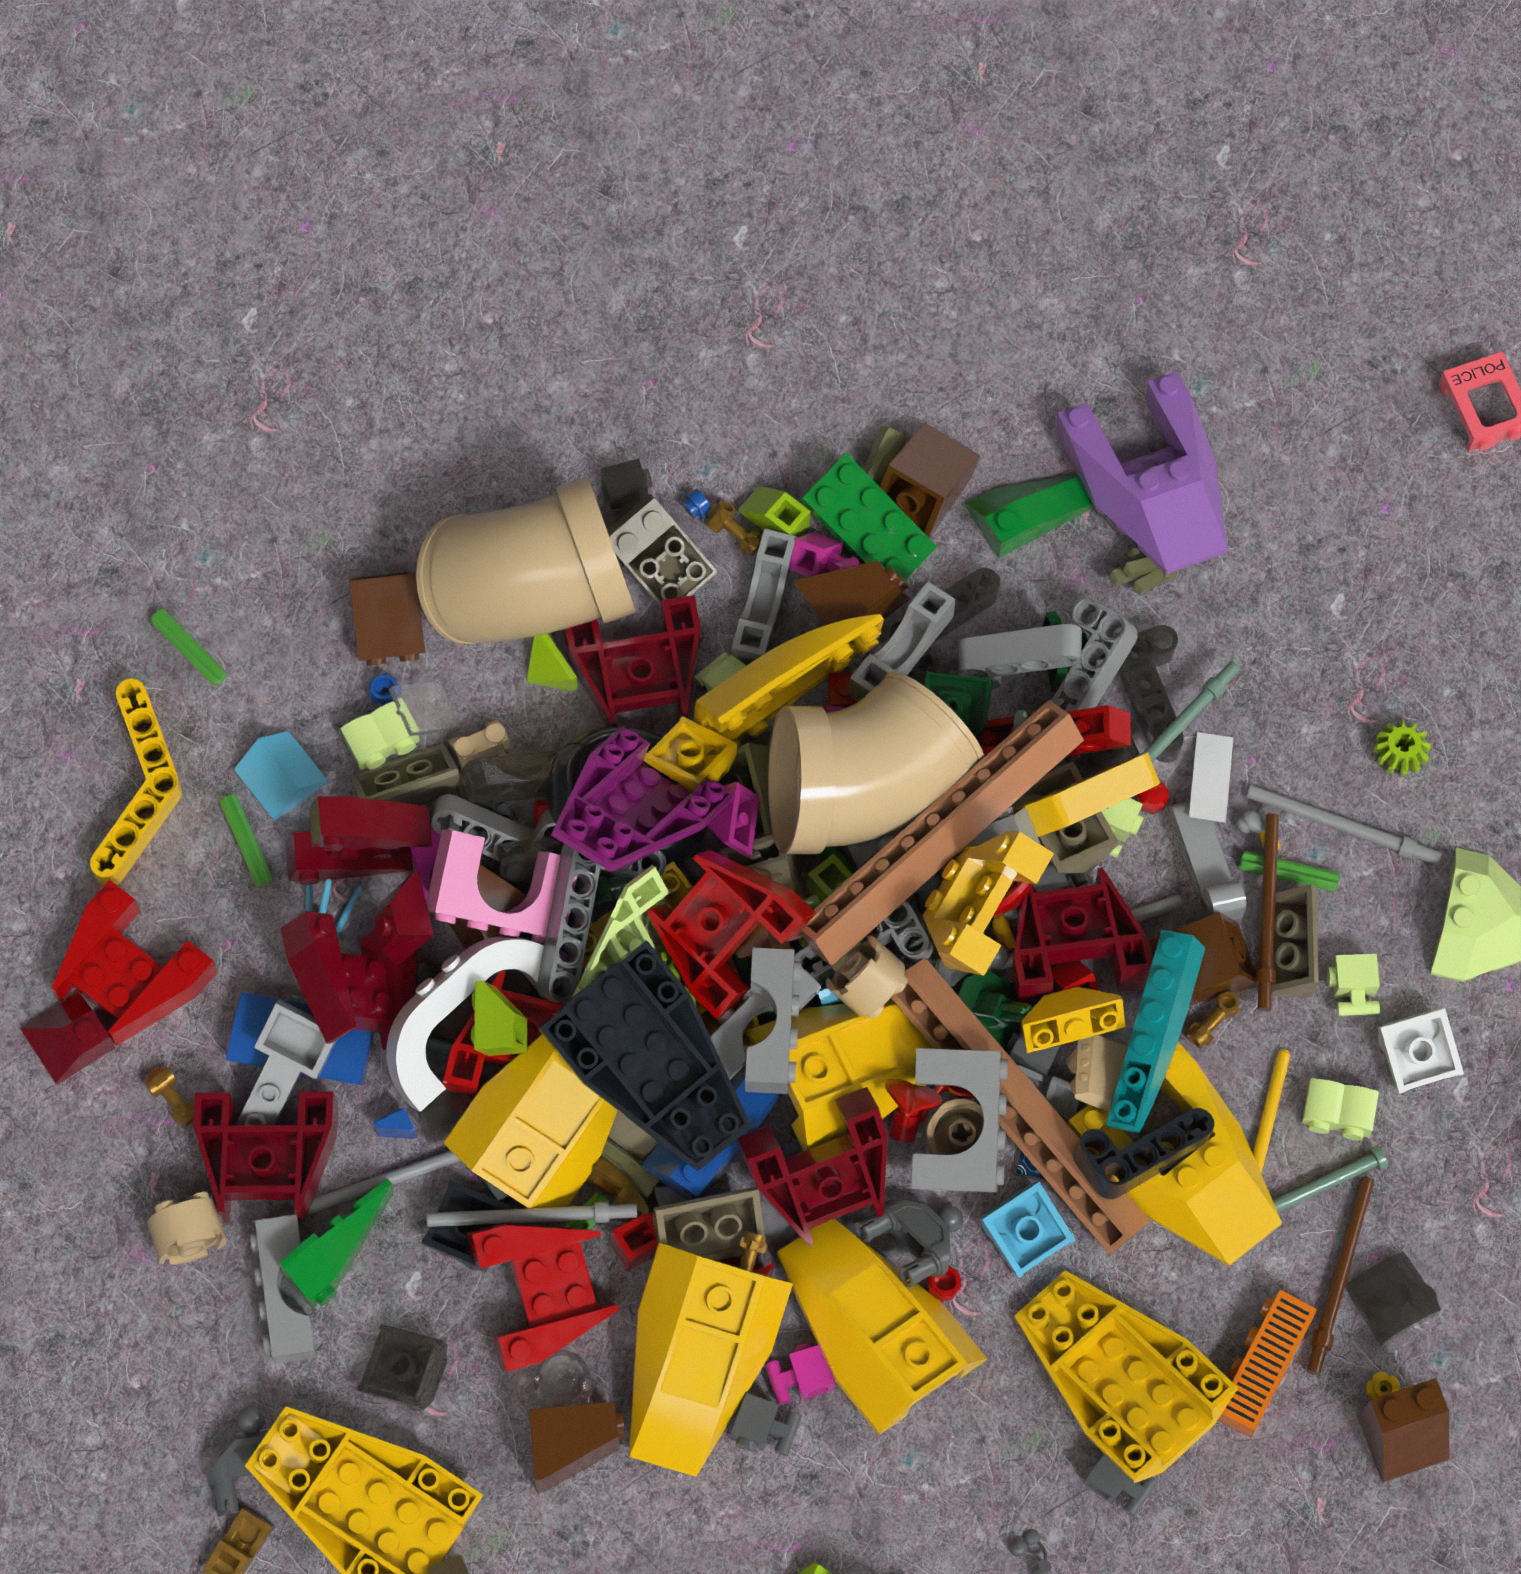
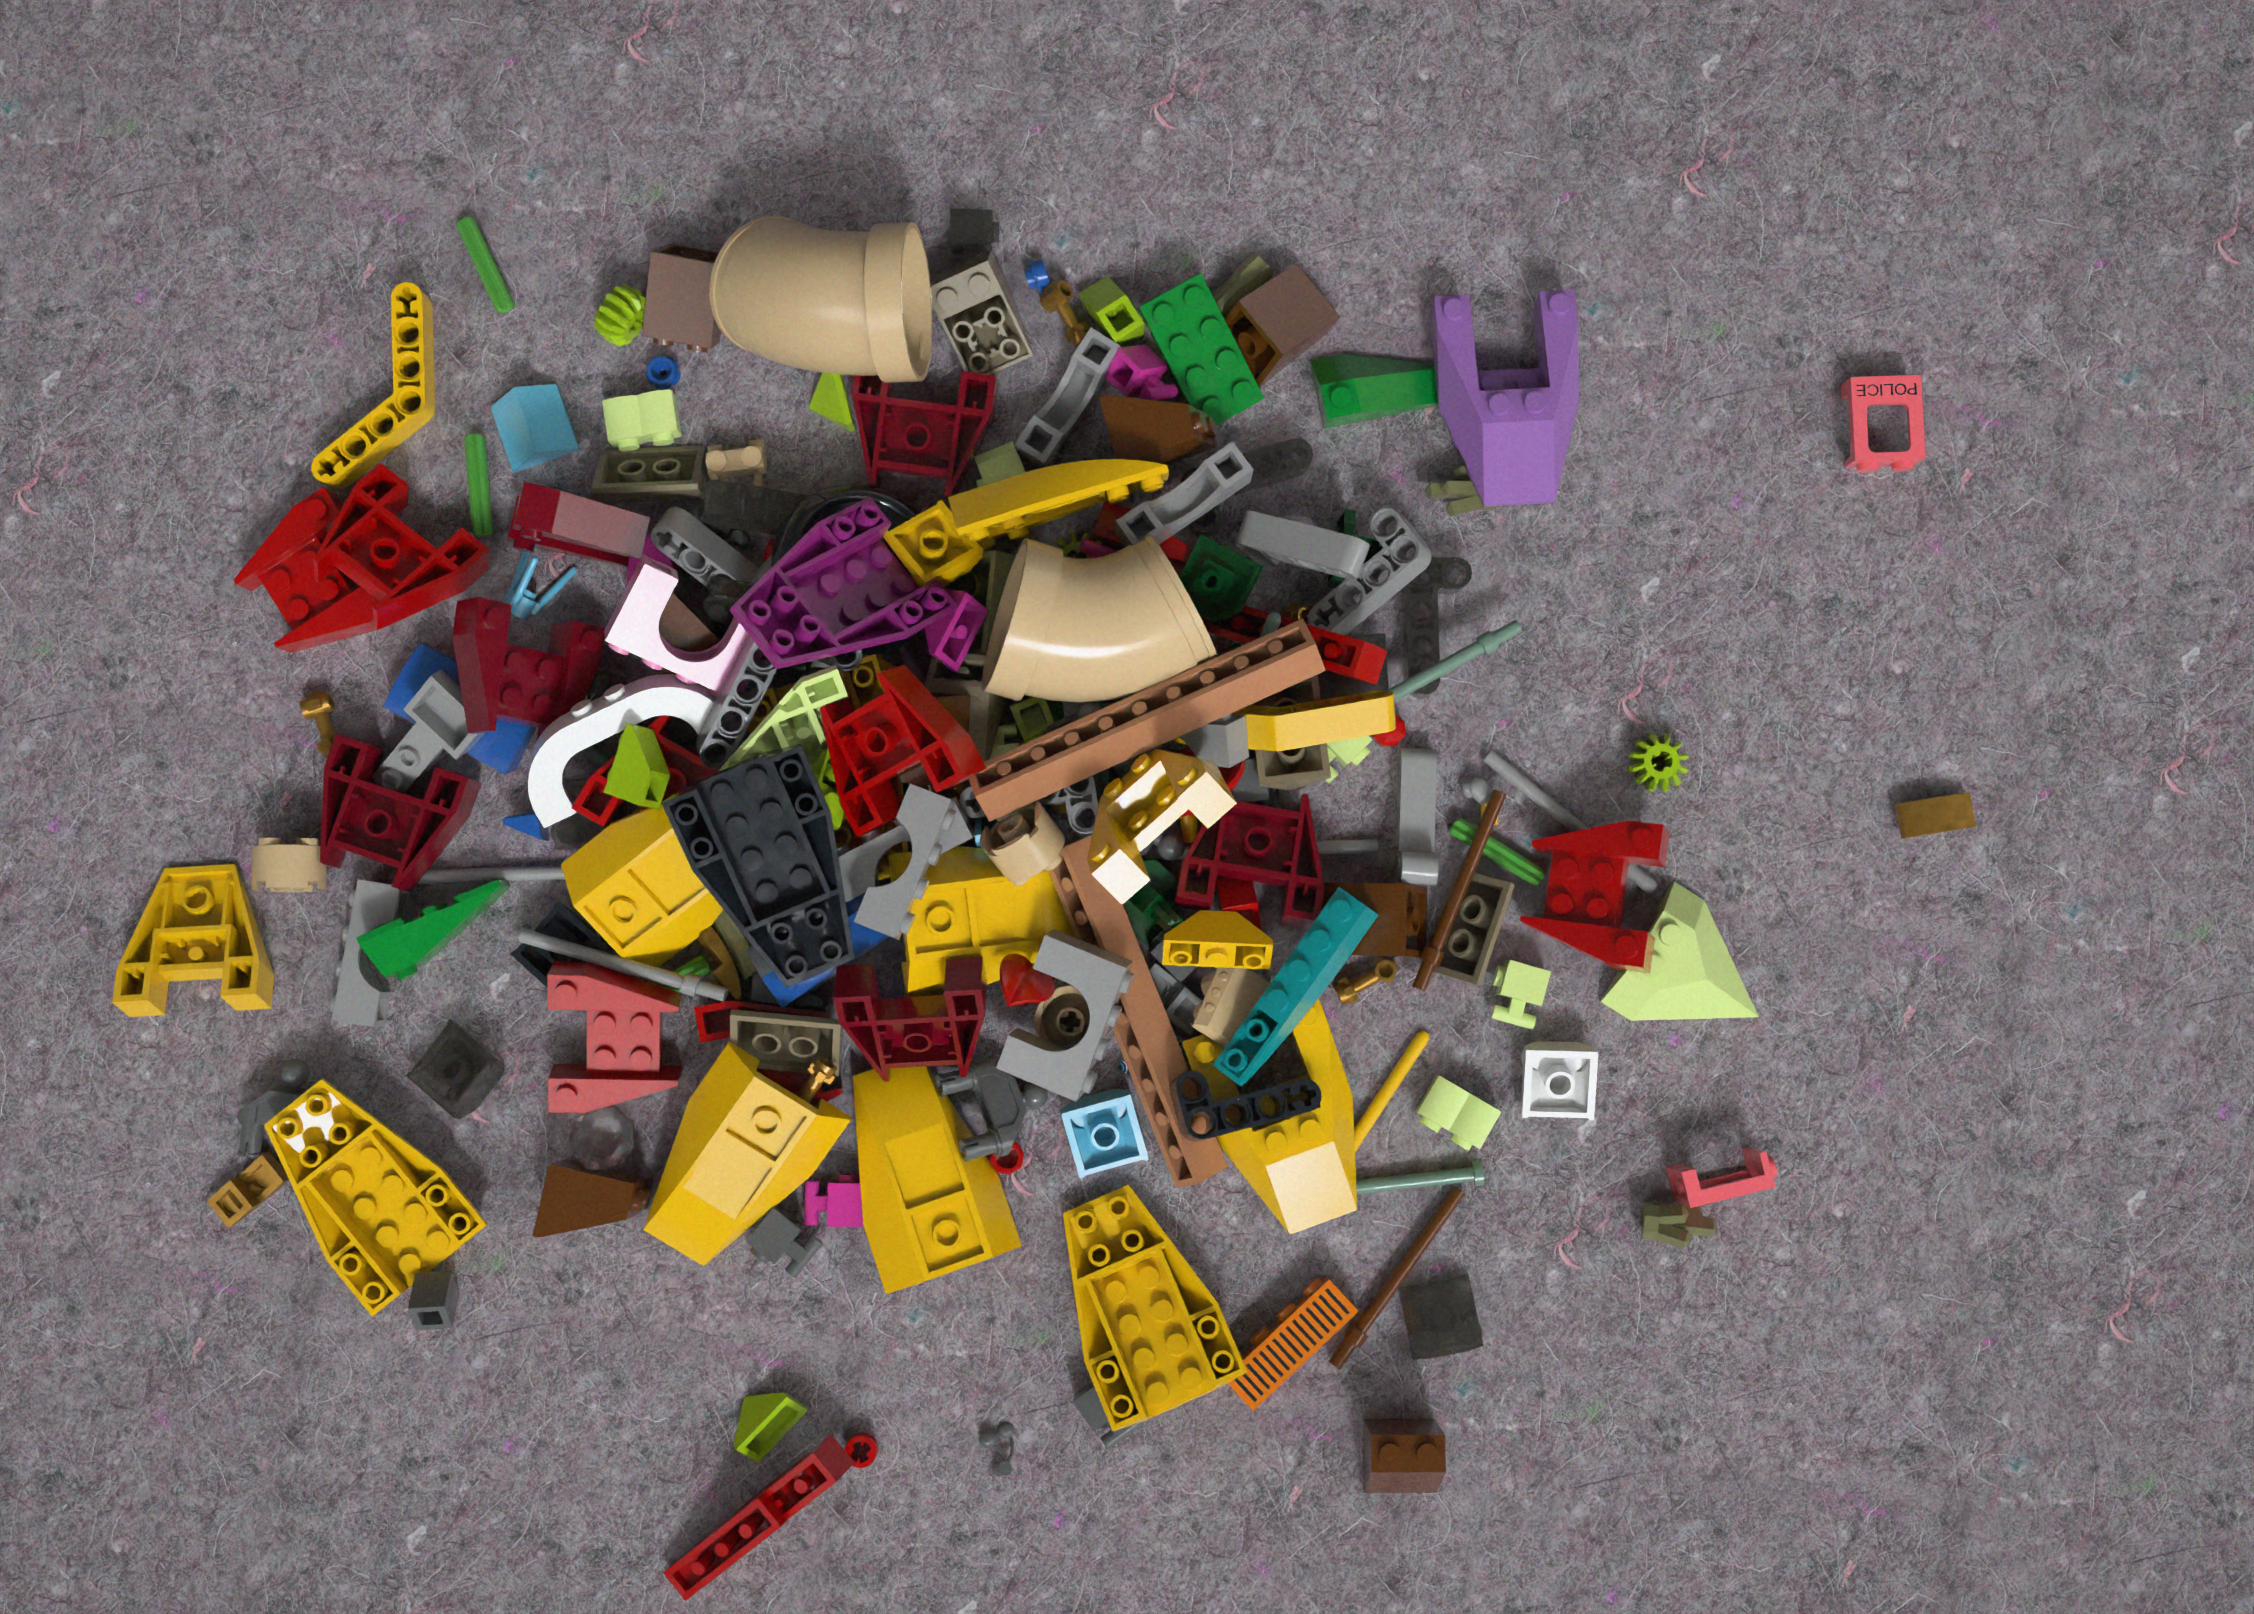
camera: 25 degrees right, 15 degrees up
(68, 1038) = (244, 630): dark red slope -> none
(111, 1323) = (190, 931): none -> yellow wedge
(198, 918) = (391, 557): none -> red wedge
(333, 649) = (621, 315): none -> lime gear
(403, 920) = (578, 631): dark red slope -> none
(424, 708) = (693, 405): clear piece -> none
(1211, 777) = (1453, 731): white sticker -> none
(1381, 1379) = (1387, 1402): yellow plate -> none
(1383, 870) = (1590, 887): none -> red wedge

